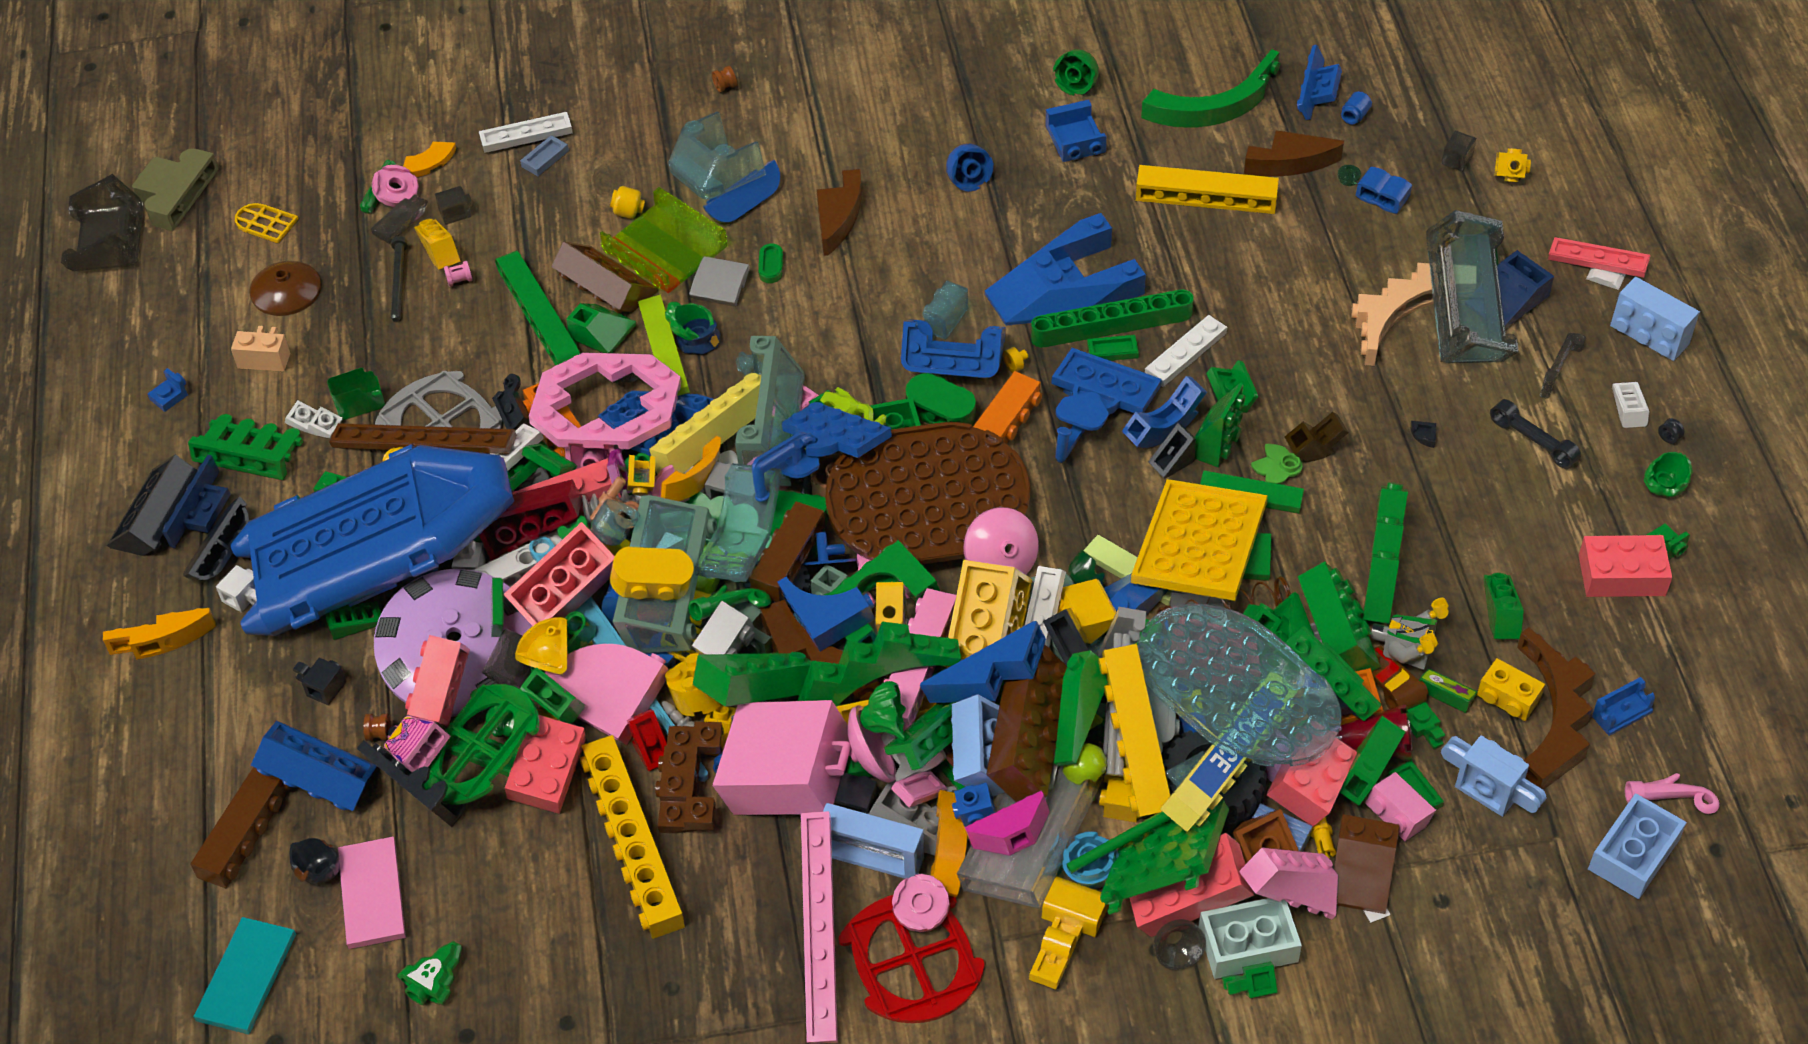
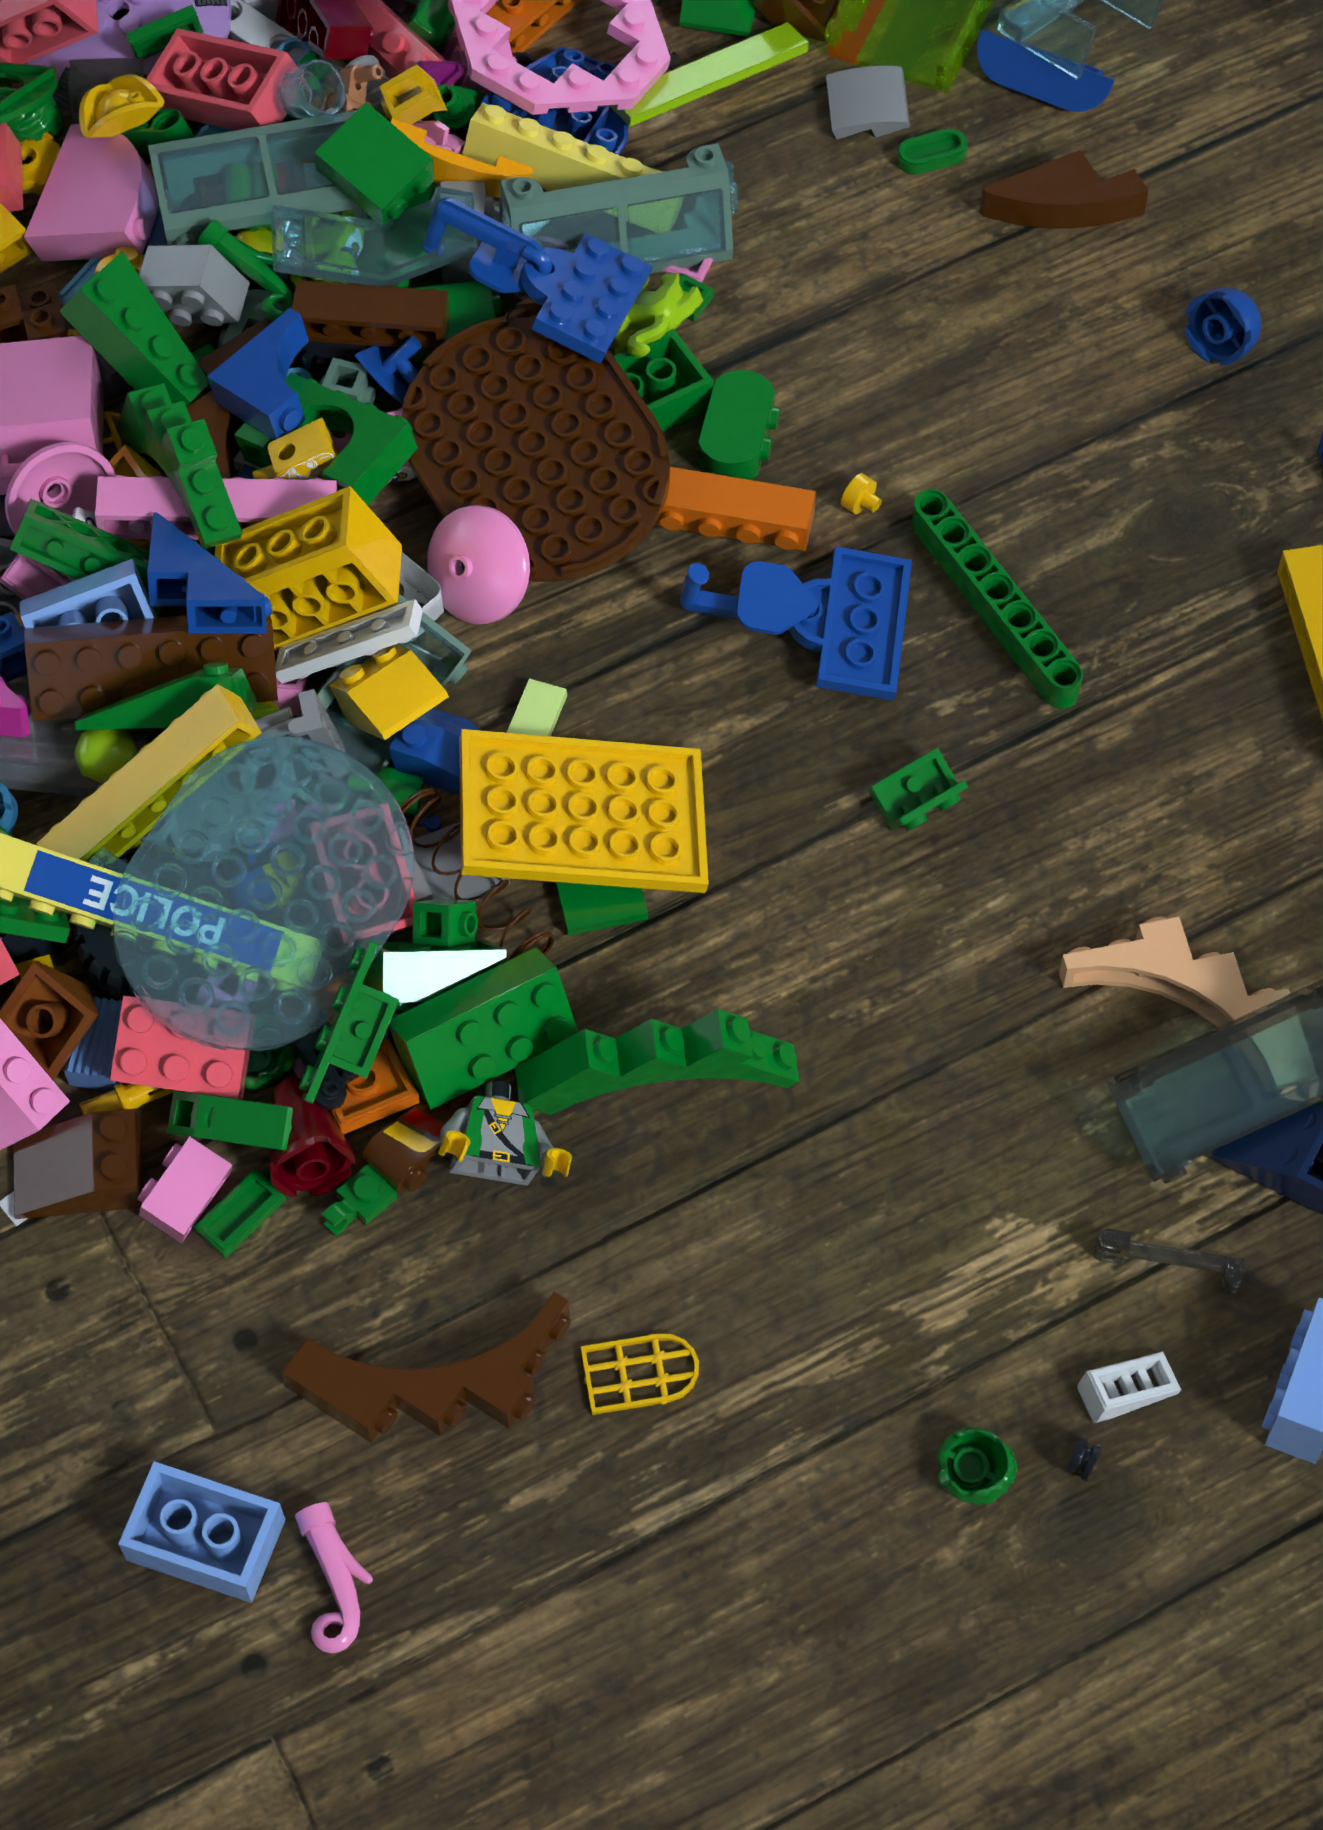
camera: 70 degrees right, 10 degrees up
(552, 696) = (44, 139): green brick -> none
(648, 738) = (41, 264): red slope -> none
(651, 573) = (228, 155): yellow brick -> none
(693, 327) = (758, 96): piece -> none
(693, 501) = (375, 164): none -> green brick
(884, 711) = (79, 481): green hair -> none
(924, 355) = (824, 401): blue windscreen -> none
(946, 308) = (919, 381): clear light blue brick -> none
(1054, 284) = (1040, 501): blue wedge -> none
(1067, 634) = (308, 665): black brick -> none
(1083, 569) = (480, 687): dark green hair -> none
(1114, 347) = (944, 618): green tile -> none
(1154, 427) = (806, 714): blue arch -> none
(1175, 452) = (755, 747): black slope -> none
(1186, 349) = (980, 716): white plate -> none
(1220, 428) = (807, 790): green slope -> none
(1278, 464) = (792, 889): bright green plate -> none
(1278, 496) = (727, 872): green tile -> none
(1317, 441) = (847, 924): dark brown brick -> none
(1424, 432) = (942, 1087): black tile -> none
(1448, 690) = (434, 1218): slope -> none
(1492, 775) = (267, 1300): light blue brick -> none
(1503, 606) = (616, 1263): green slope -> none
(1510, 689) = (446, 1301): yellow brick -> none
(1563, 453) = (974, 1284): black piece -> none
(1576, 625) = (627, 1384): none -> yellow window
(1623, 707) = (473, 1476): blue hinge -> none
(1625, 566) = (755, 1429): coral brick -> none
(1674, 543) = (841, 1492): green bracket -> none

